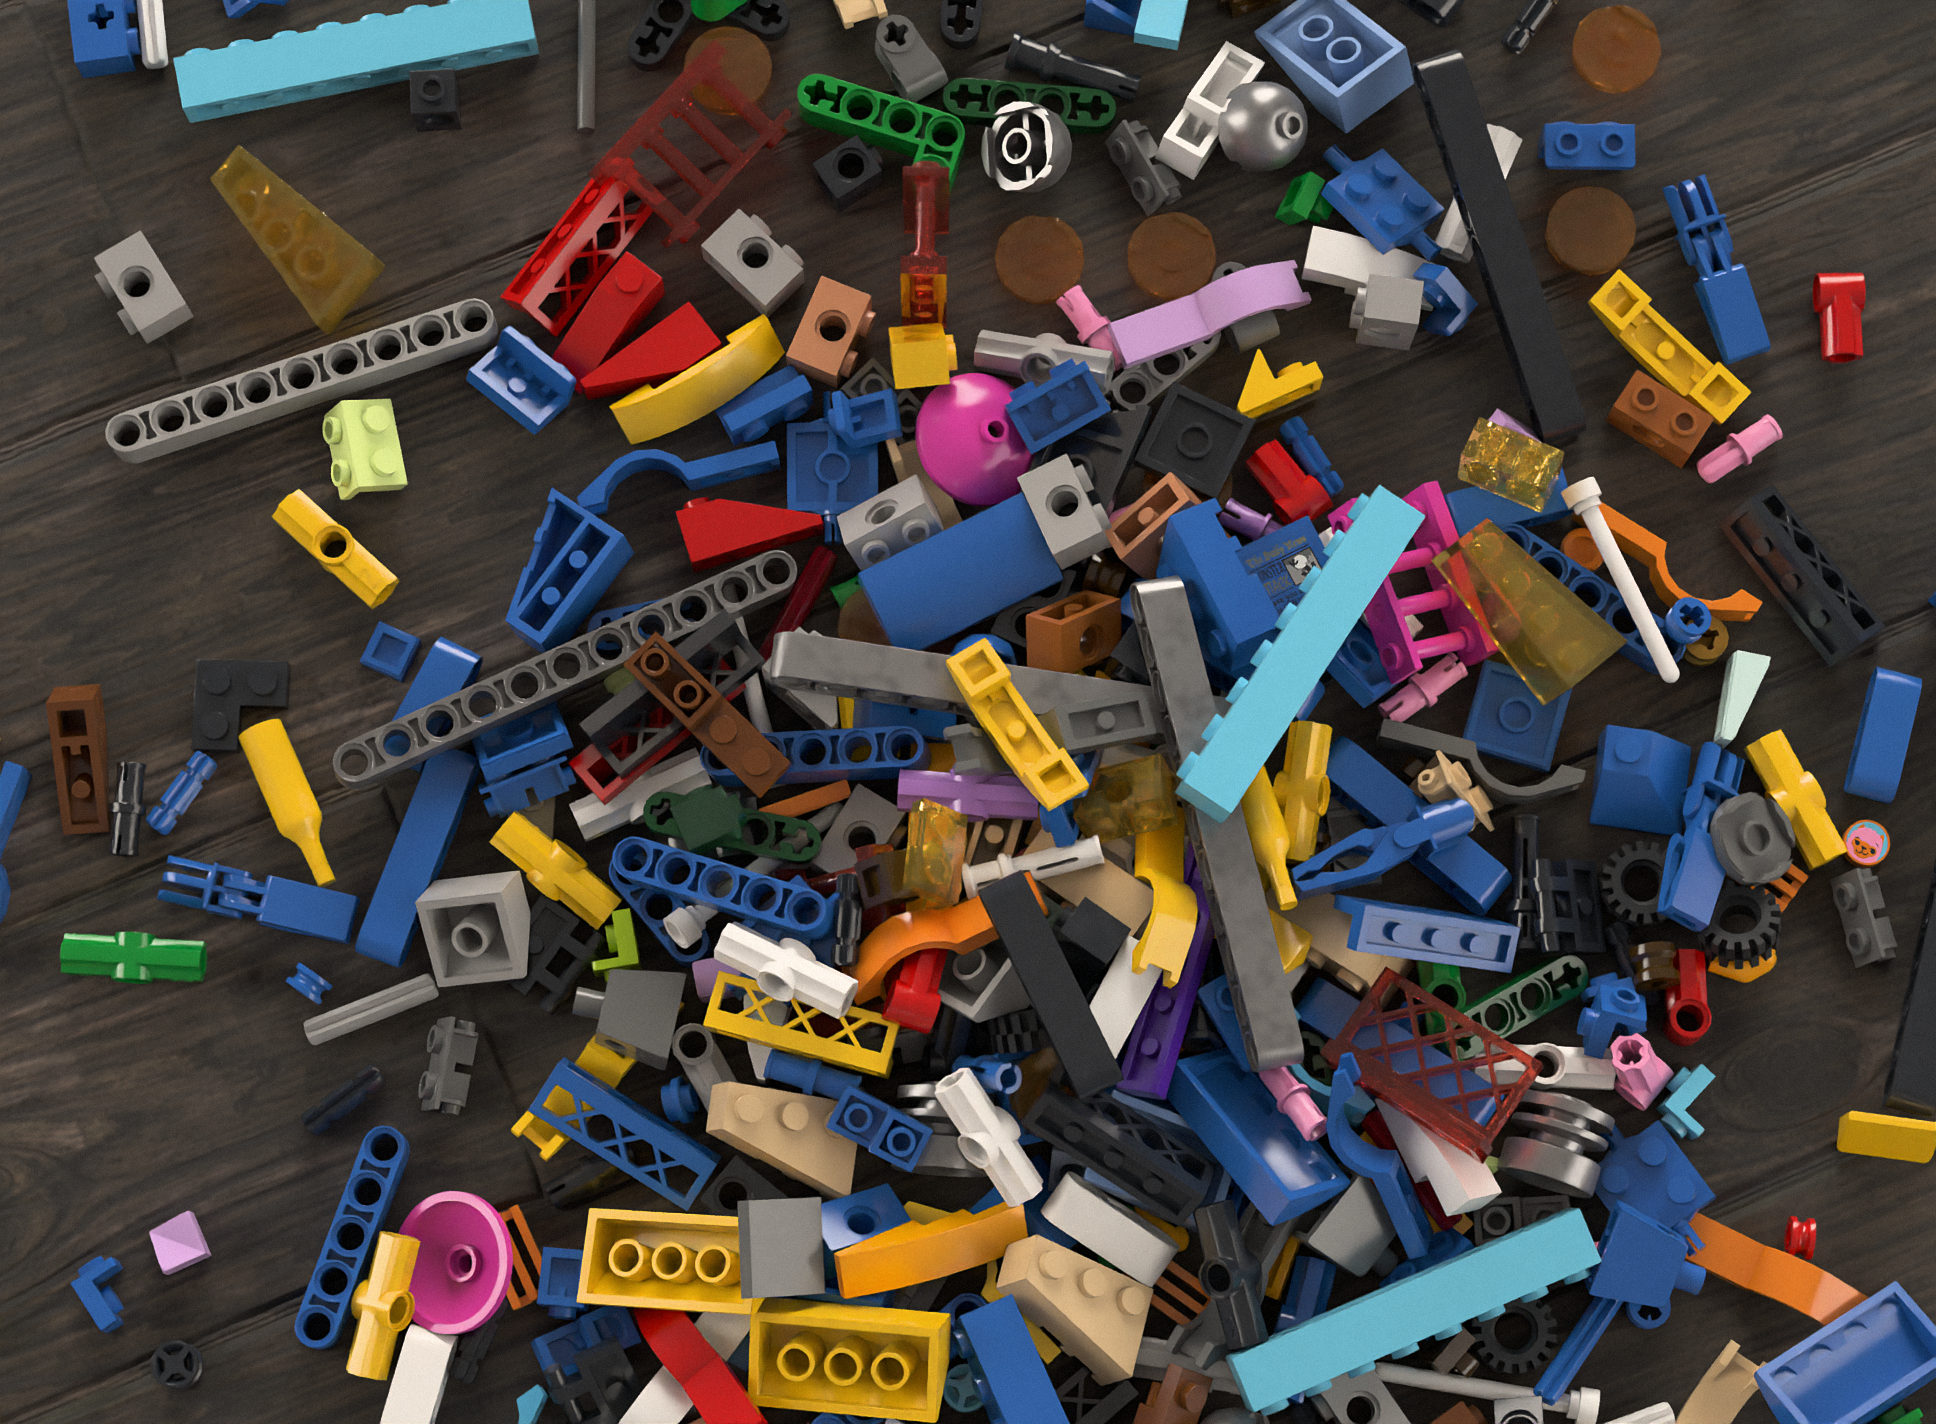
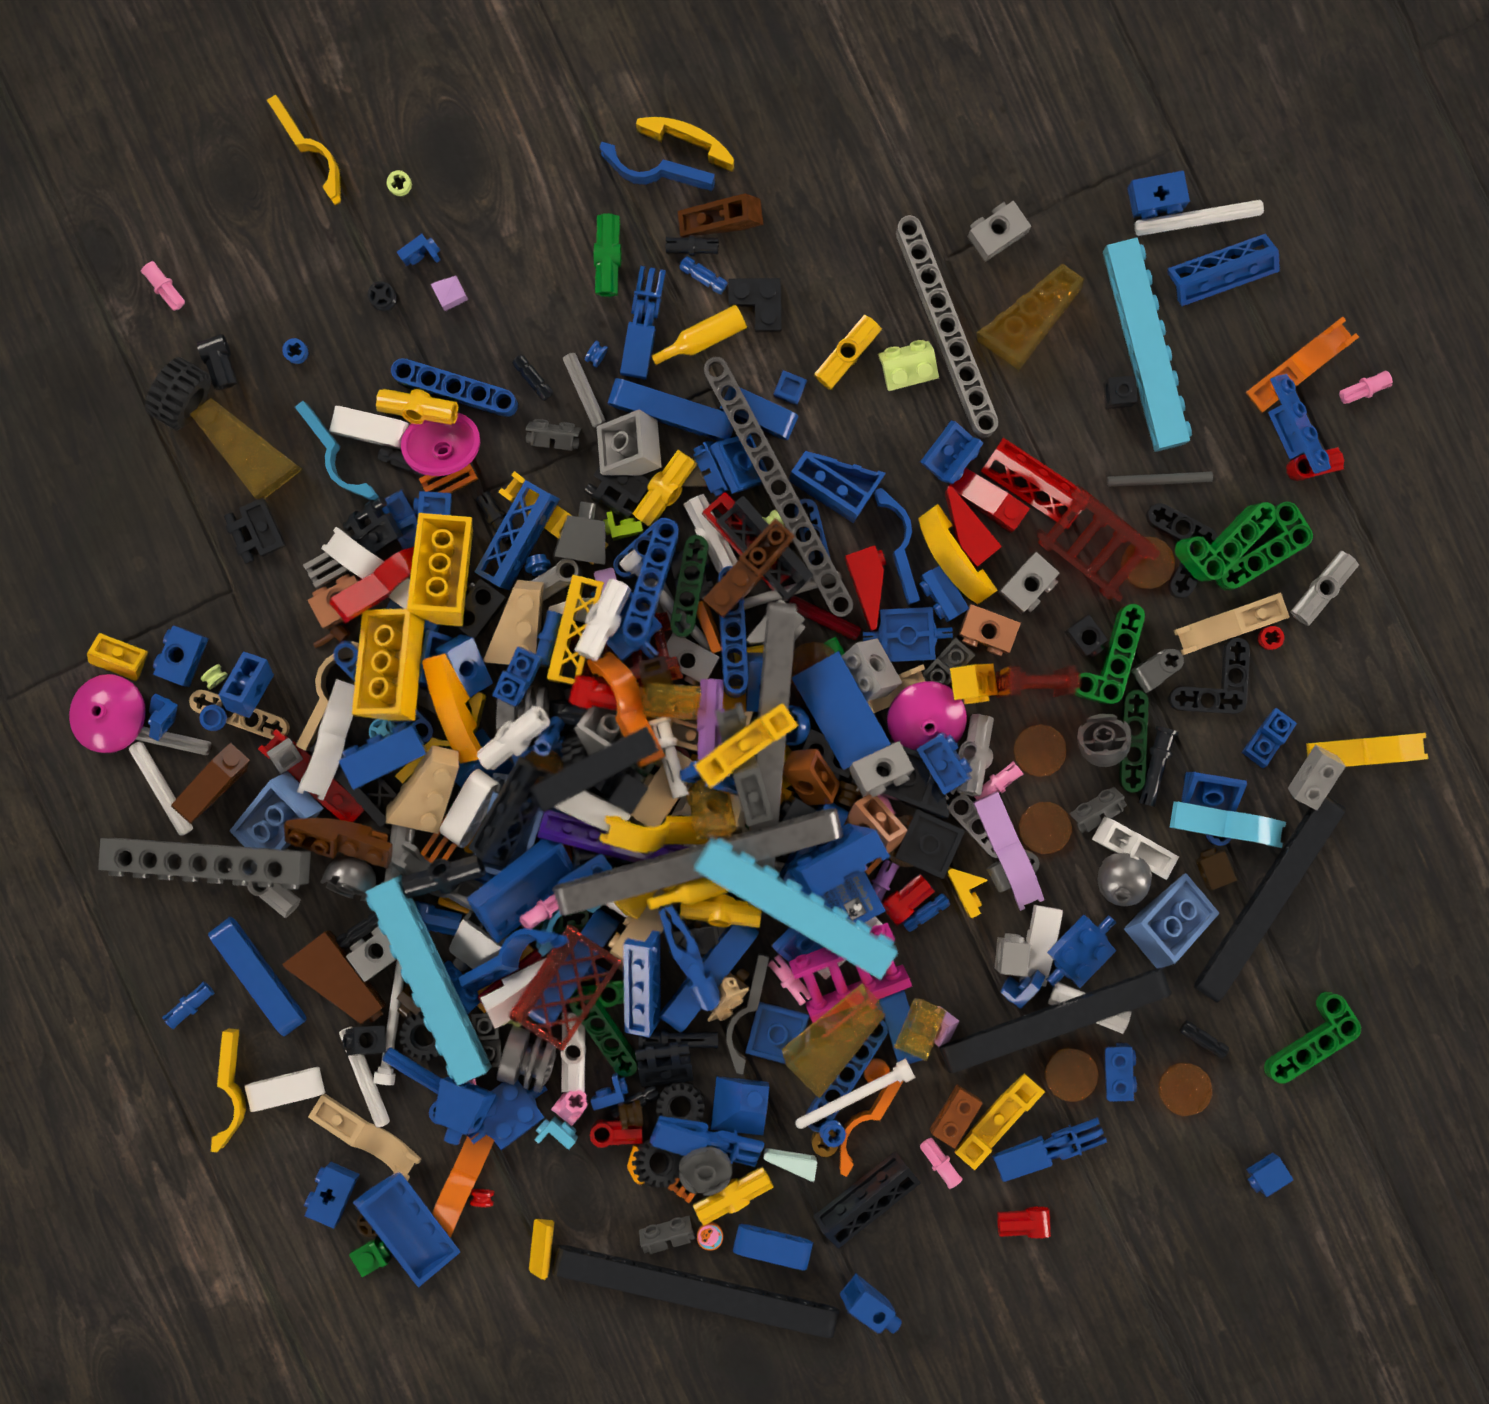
camera: 90 degrees right, 10 degrees up
(709, 818) = (690, 572): clear green brick -> none
(781, 1247) = (445, 623): tile -> none
(846, 921) = (632, 653): black axle -> none
(865, 418) = (934, 652): blue bracket -> none
(1303, 201) = (1081, 904): green tile -> none
(1607, 1009) = (602, 1088): blue bracket -> none

